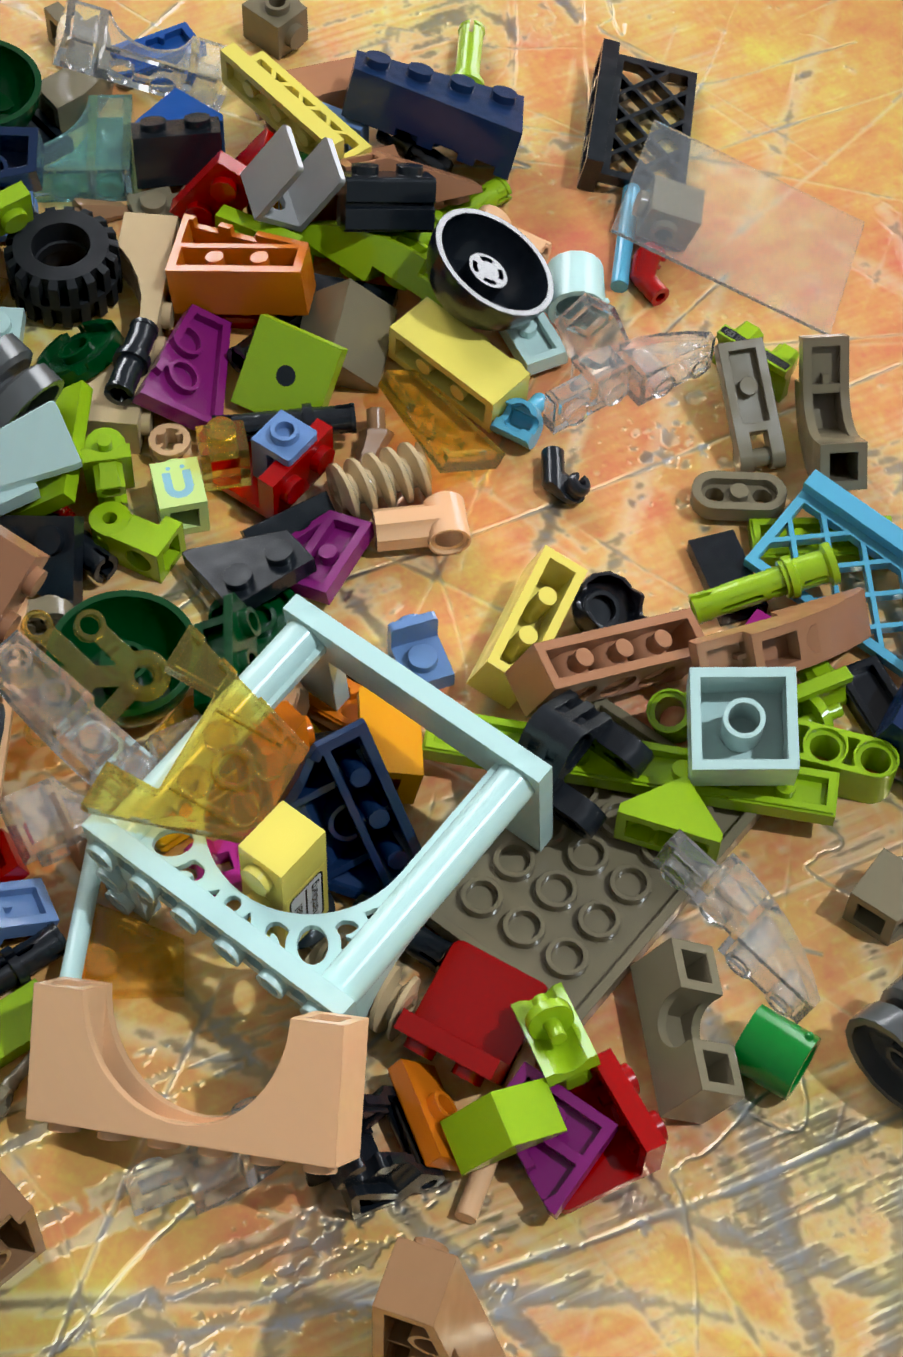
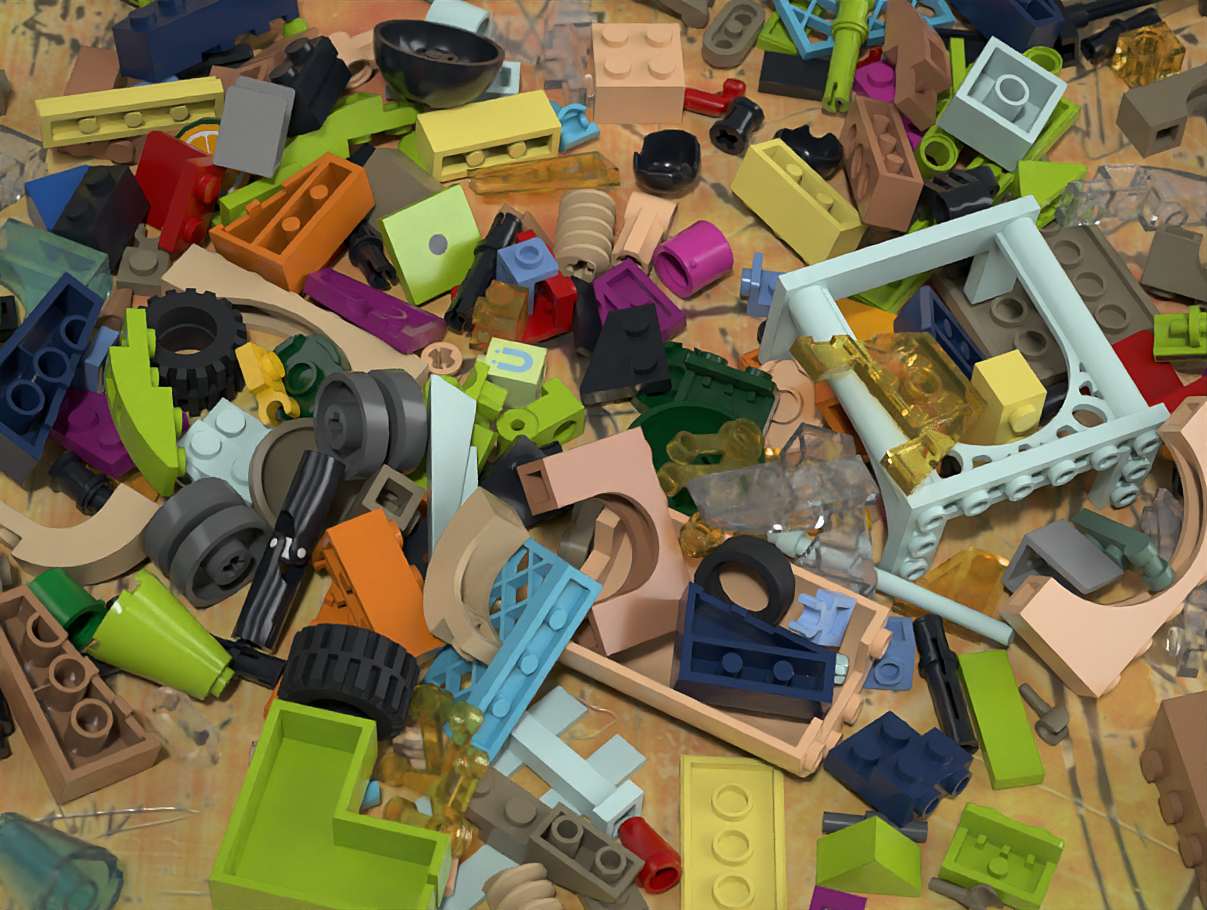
camera: 65 degrees left, 5 degrees down
(51, 320) = (263, 378): none -> yellow plate
(131, 361) = (366, 332): black pin -> none
(169, 1025) = (1066, 552): none -> light grey piece
(213, 1066) = (1126, 548): none -> sand green plate
(405, 572) = (693, 259): none -> dark pink piece
(518, 509) = (668, 161): none -> black hair
(557, 482) = (635, 132): black arm -> none
(613, 544) = (732, 131): none -> black bush
(619, 439) = (637, 73): none -> light nougat brick
(651, 528) = (716, 103): none -> red arm

